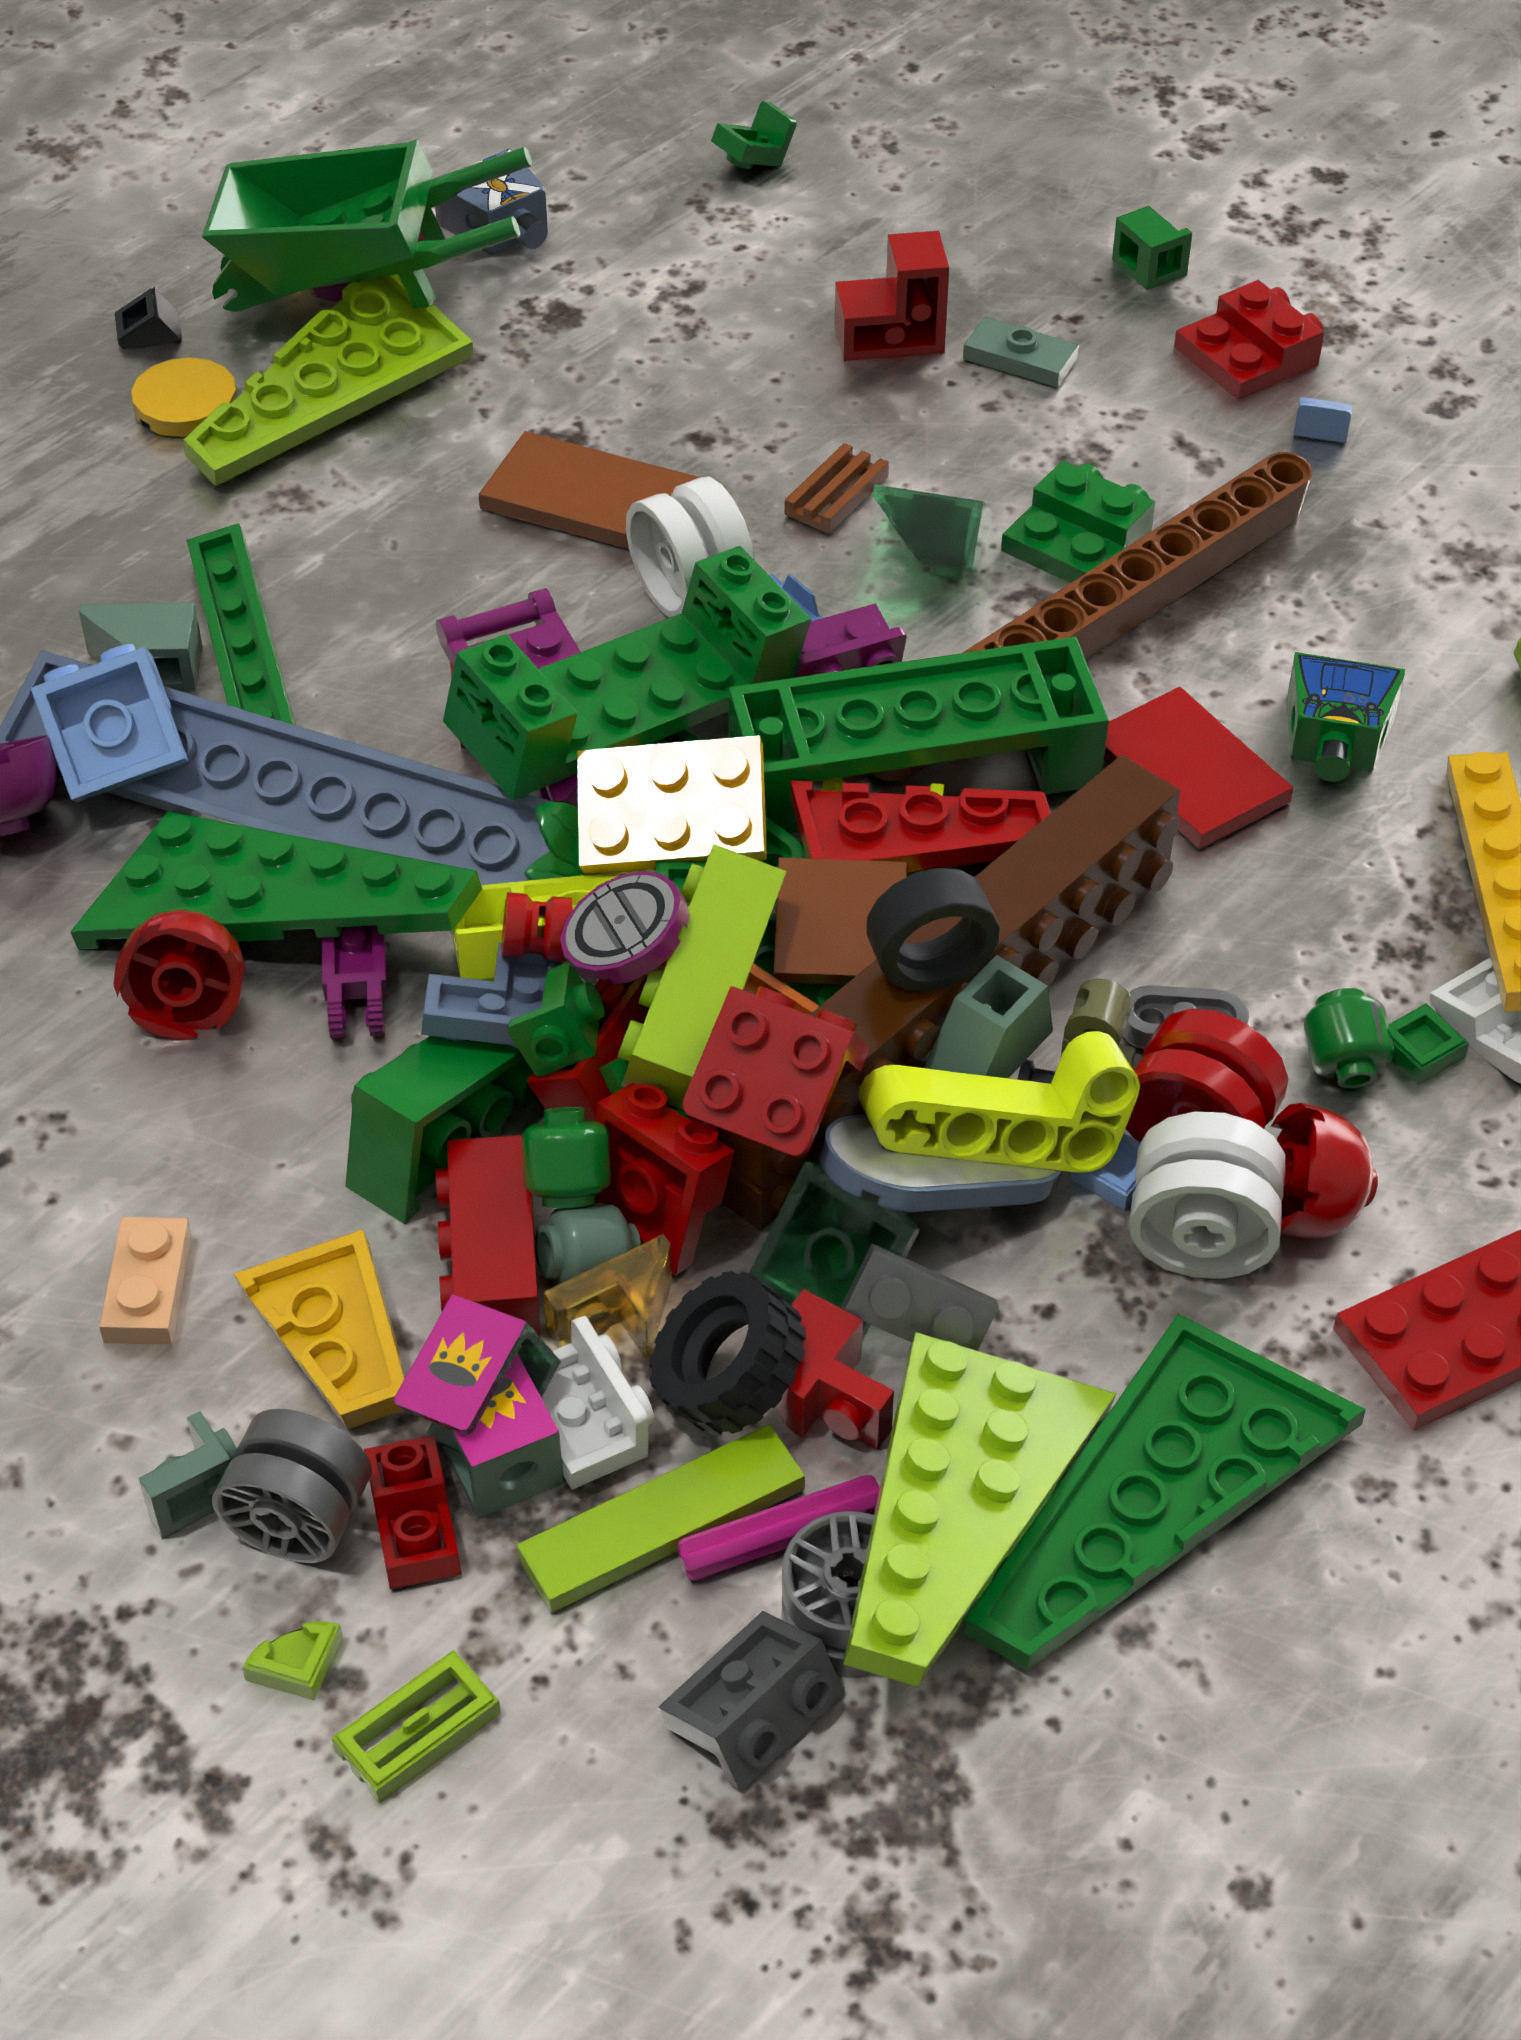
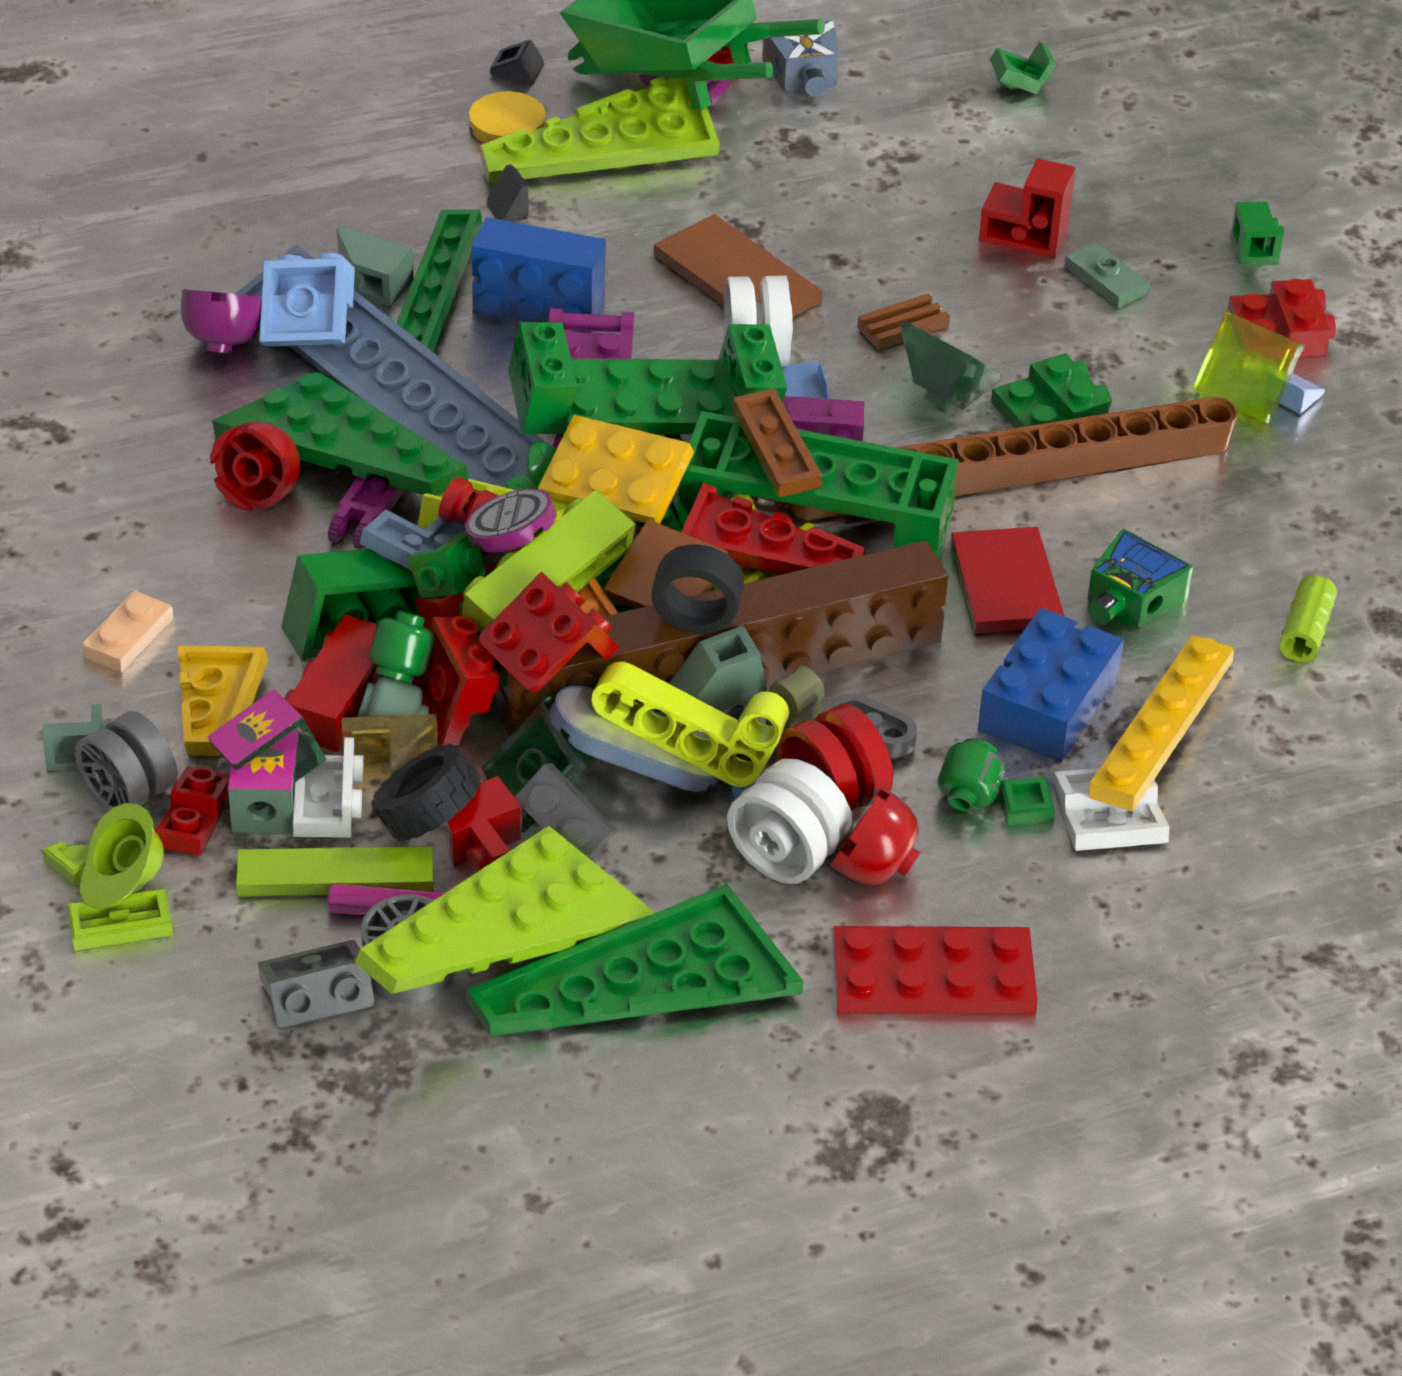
camera: 25 degrees right, 5 degrees down
(258, 494) = (509, 196): none -> black slope
(373, 1637) = (120, 856): none -> lime piece
(377, 580) = (534, 268): none -> blue piece
(860, 695) = (776, 442): none -> dark orange plate
(1275, 404) = (1248, 366): none -> clear neon green tile
(1351, 882) = (1050, 684): none -> blue piece

